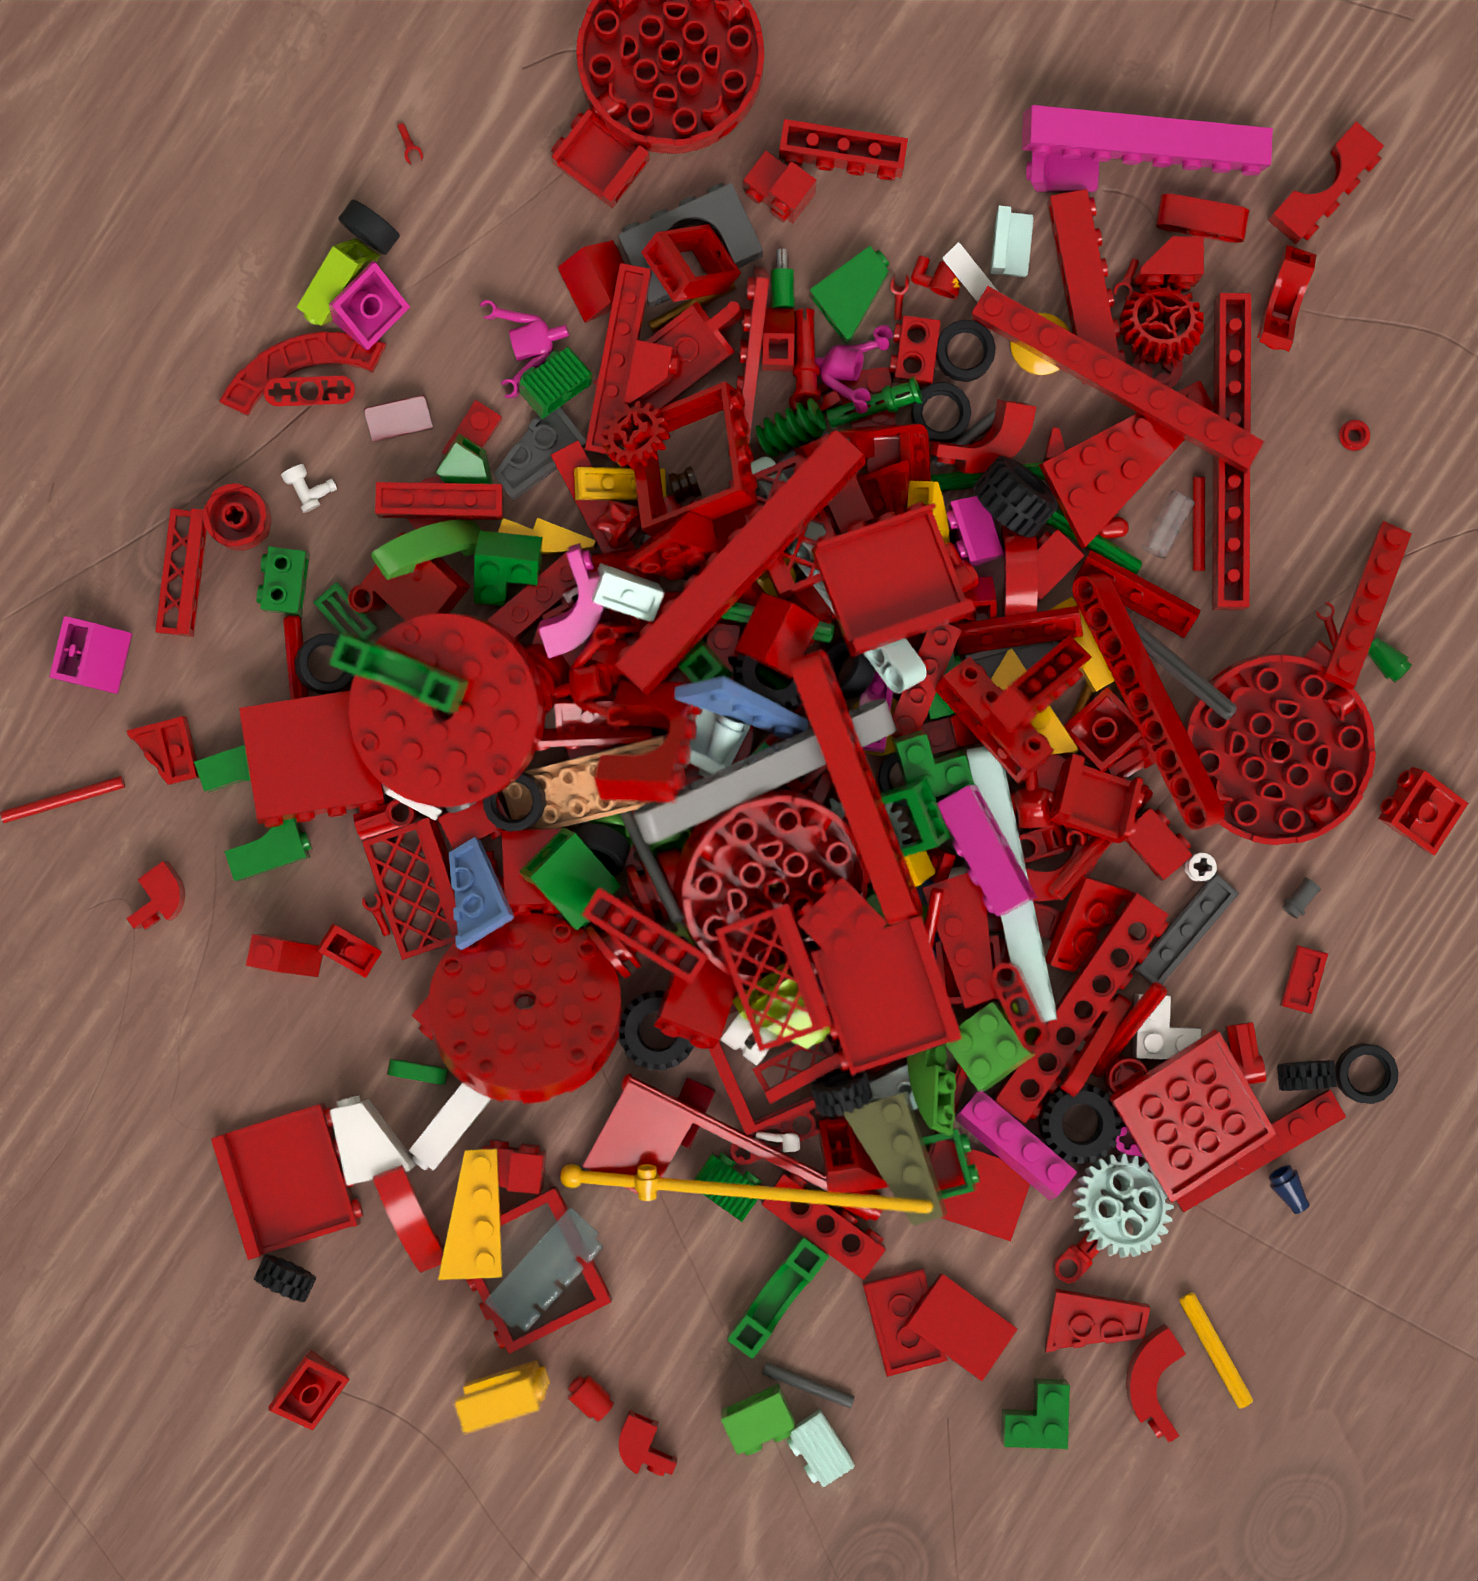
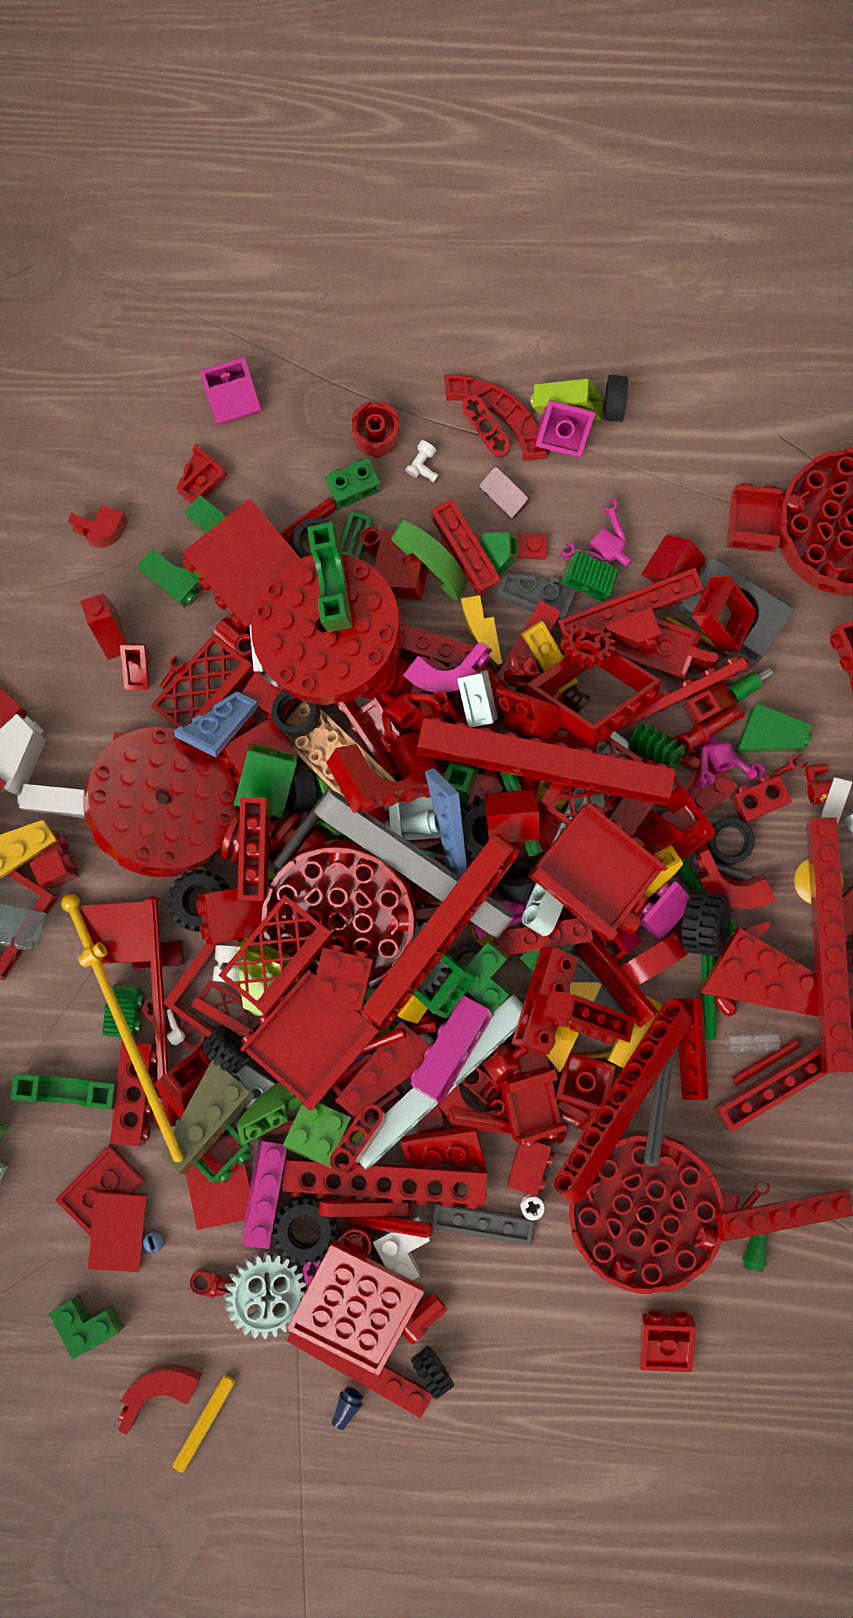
camera: 65 degrees right, 5 degrees down
(62, 799) = (128, 431): red bar -> none
(191, 577) = (321, 422): red fence -> none
(408, 143) = (683, 396): red hand -> none
(417, 1071) = (80, 757): green beam -> none
(502, 561) = (449, 610): green brick -> none
(780, 187) = (812, 644): red brick -> none
(808, 1385) = (19, 1150): dark grey bar -> none
(838, 415) = (716, 802): green pin -> none
(948, 734) = (515, 976): red slope -> none
(977, 330) = (795, 818): black tyre -> none
(997, 1289) = (158, 1240): none -> medium blue hinge
(1055, 559) = (679, 977): red slope -> none
(1092, 1319) = (174, 1319): red wing -> none
(1301, 898) = (553, 1291): dark grey pin -> none
(1304, 979) = (498, 1328): red plate -> none
(1389, 1064) = (451, 1433): black tyre -> none

